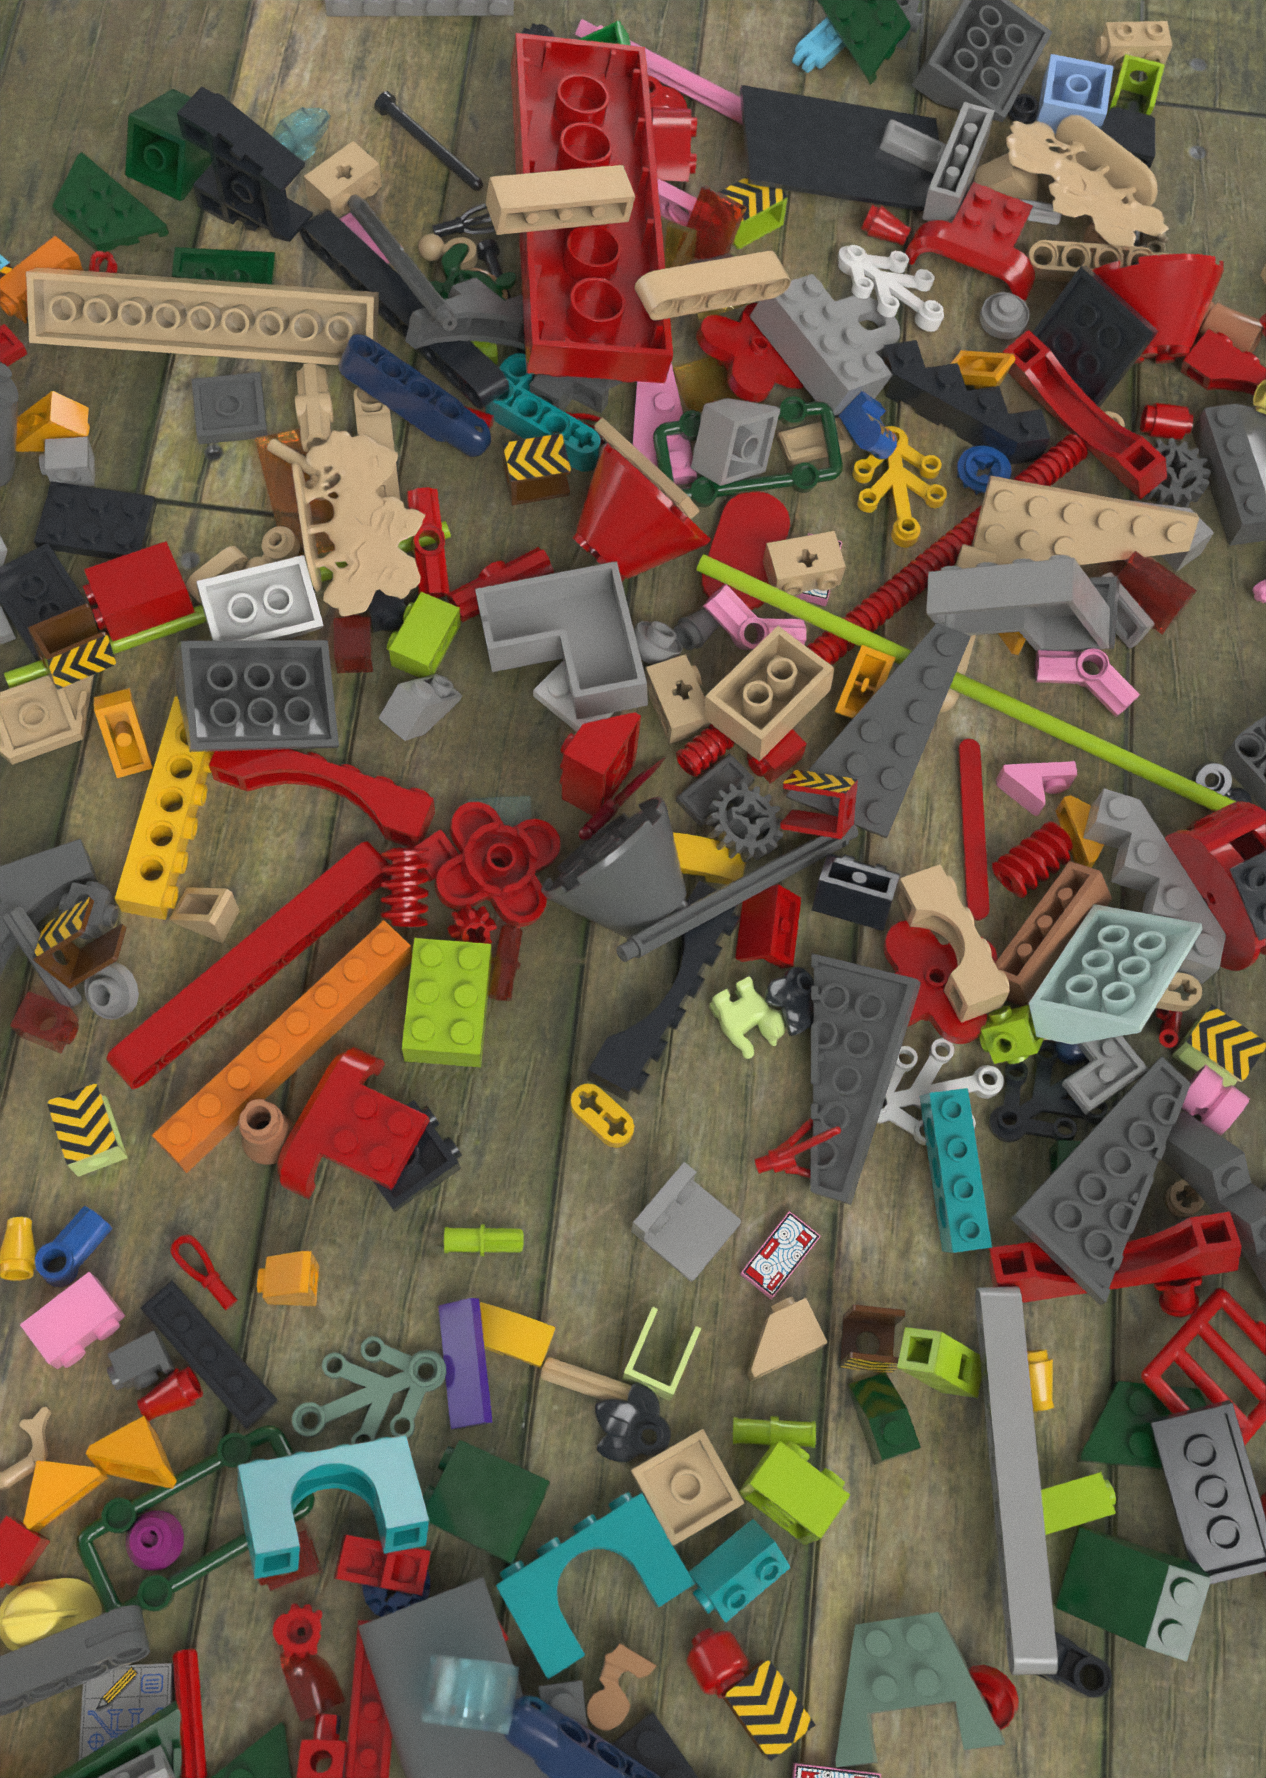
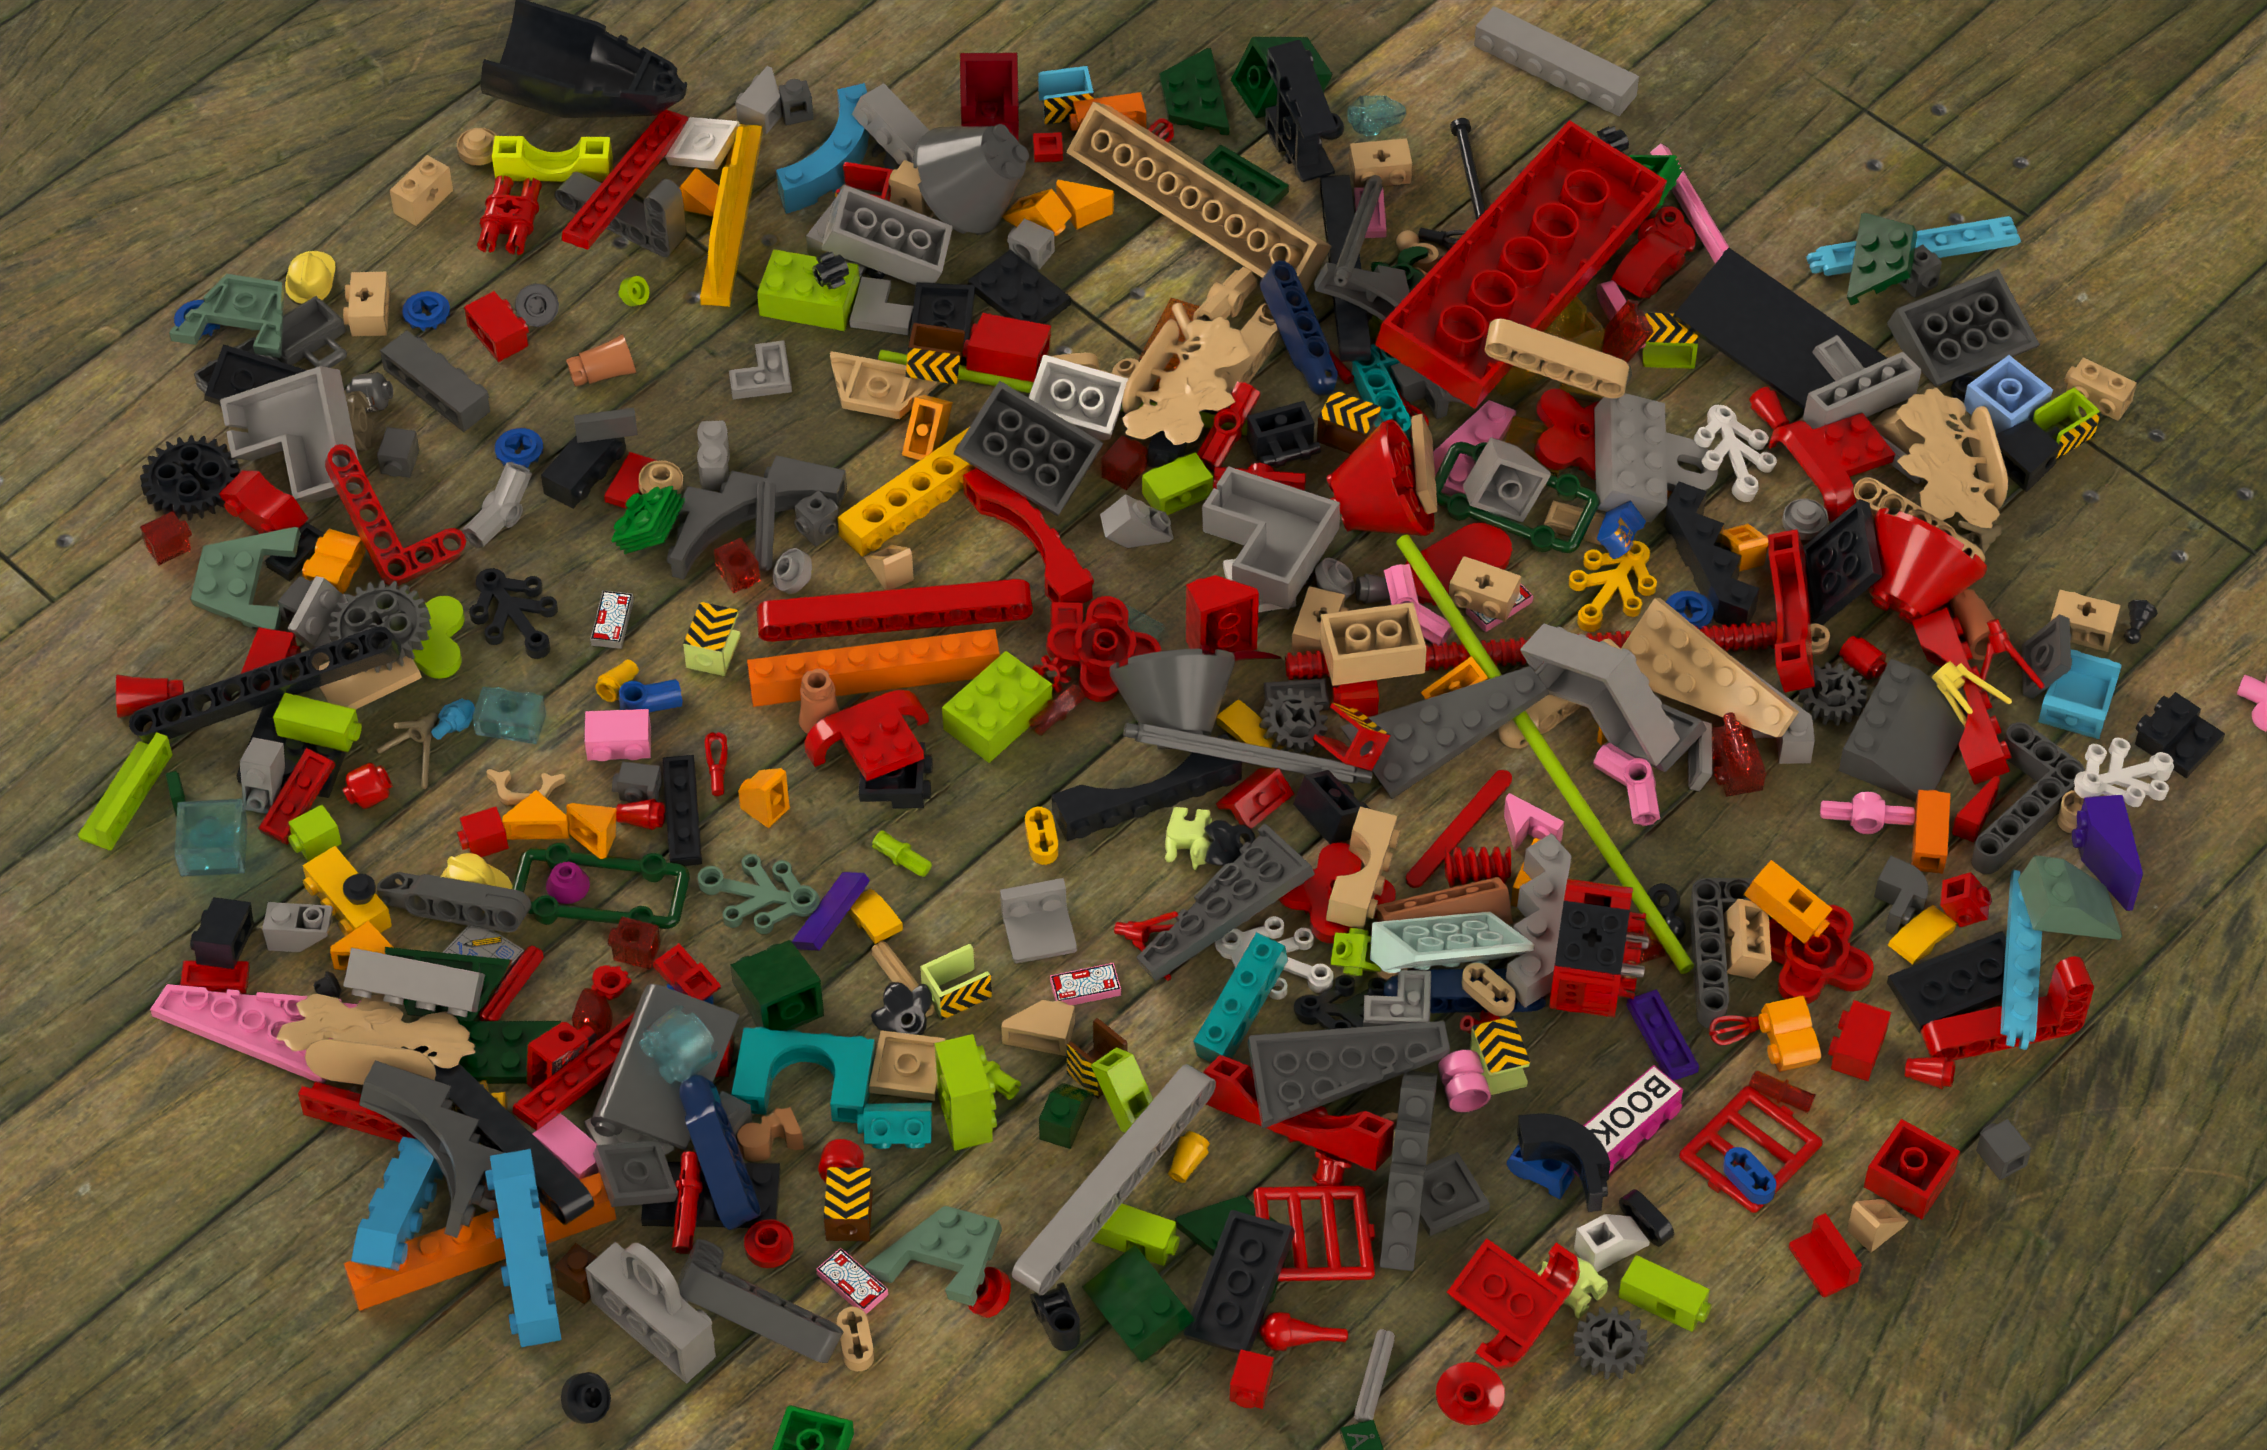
camera: 45 degrees right, 15 degrees down
(79, 962) = (786, 540): reddish brown piece -> none
(88, 384) = (1085, 202): none -> light orange slope
(229, 408) = (1170, 269): dark grey plate -> none
(374, 1470) = (659, 888): arch -> none
(405, 887) = (1027, 619): red piece -> none
(482, 516) = (1282, 435): none -> black brick
(559, 199) = (1487, 241): tan brick -> none

